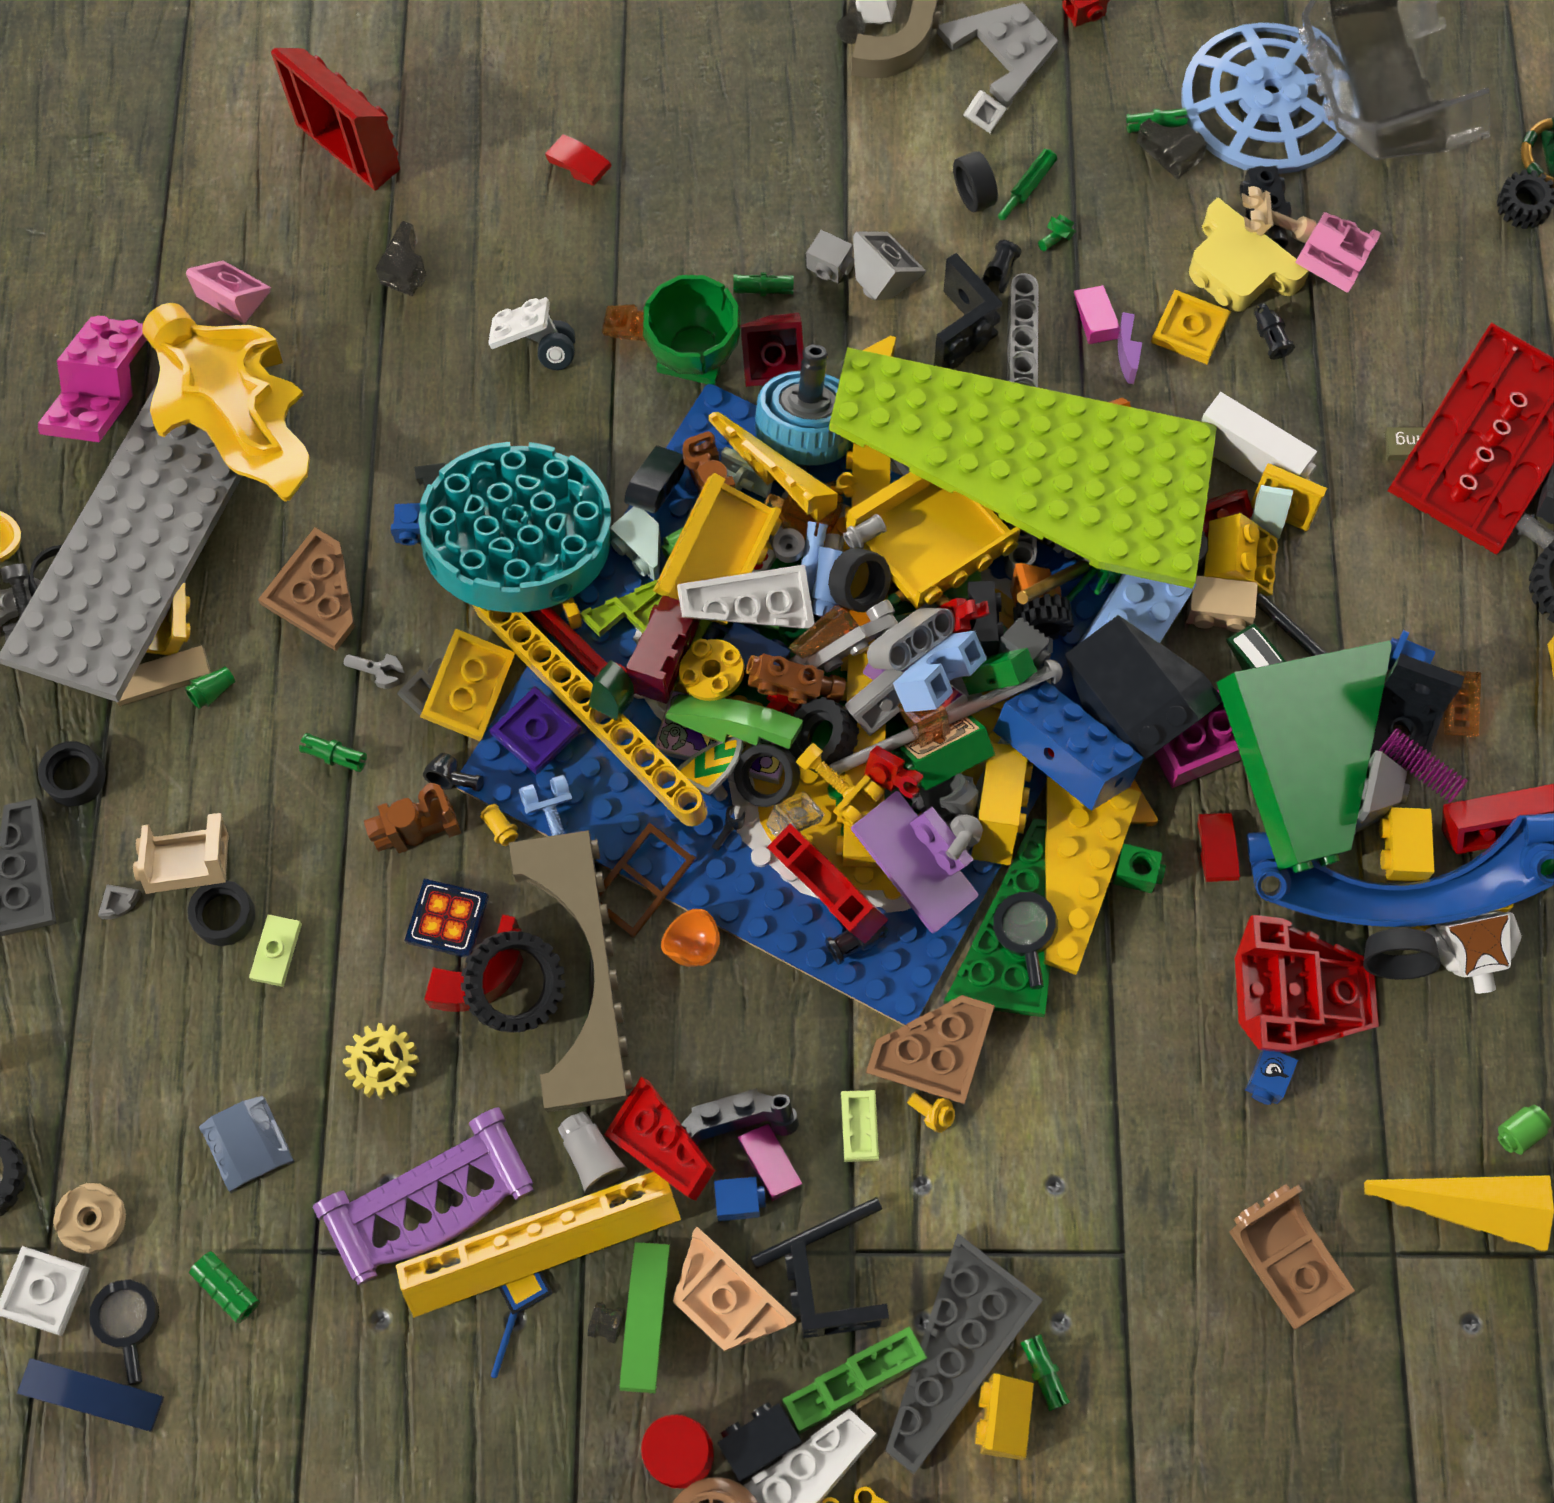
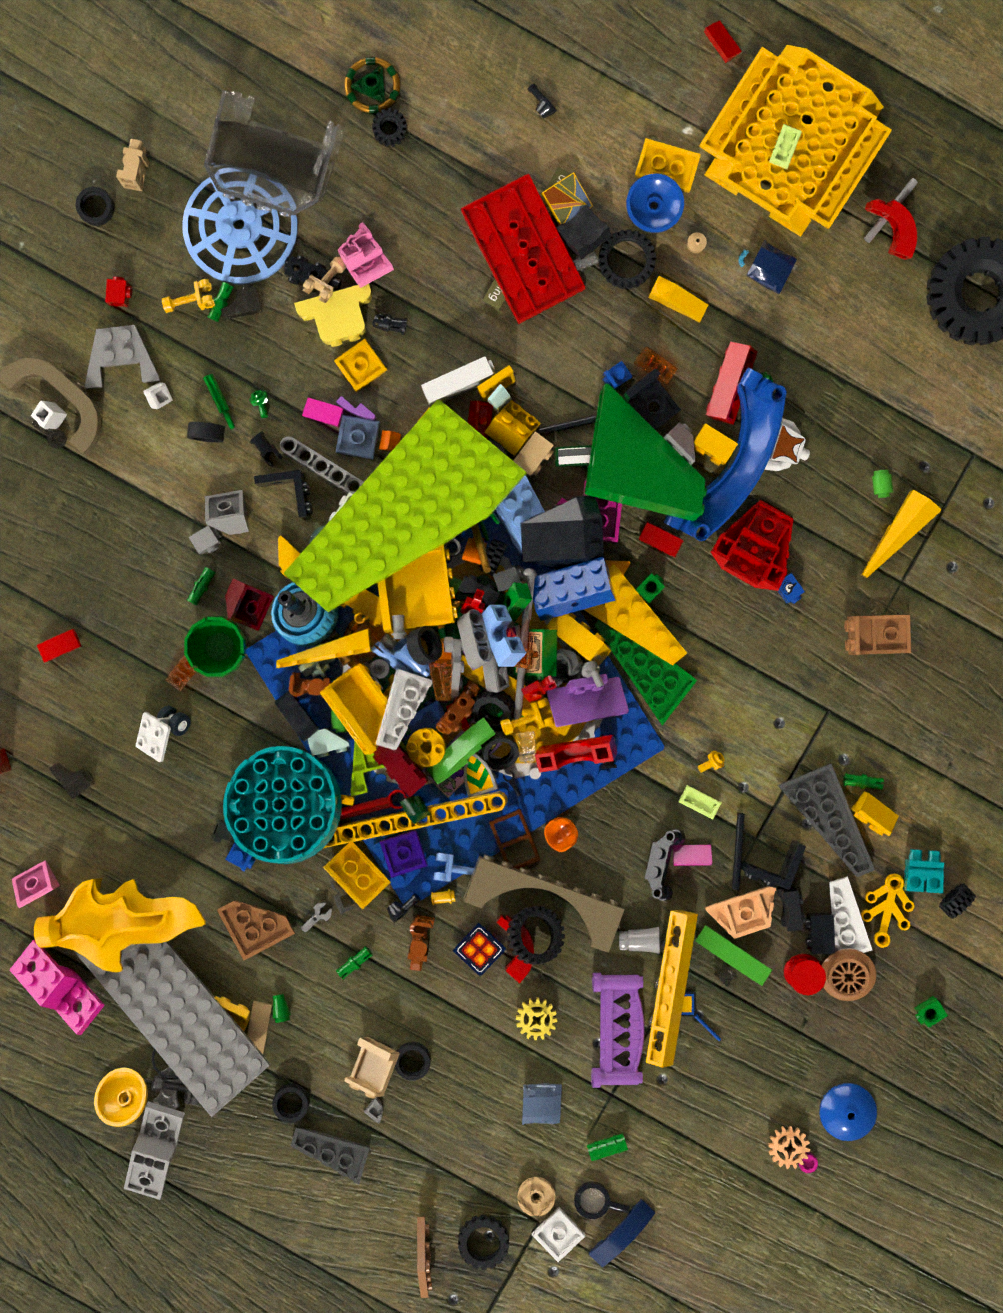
camera: 65 degrees left, 20 degrees up
(275, 950) = (447, 1042): yellowish green plate -> none
(659, 1141) = (654, 907): red wing -> none
(738, 1198) = (702, 880): blue brick -> none
(787, 1354) = (792, 916): none -> black brick
(854, 1380) = (817, 873): bright green slope -> none
(936, 1049) = (684, 744): medium nougat plate -> none
(1026, 927) = (651, 664): black piece -> none
(1092, 370) = (357, 437): none -> sand blue tile
(1151, 91) = (203, 302): none -> yellow bar
(1394, 736) = (675, 415): magenta piece -> none
(1401, 966) = (769, 487): black tyre -> none

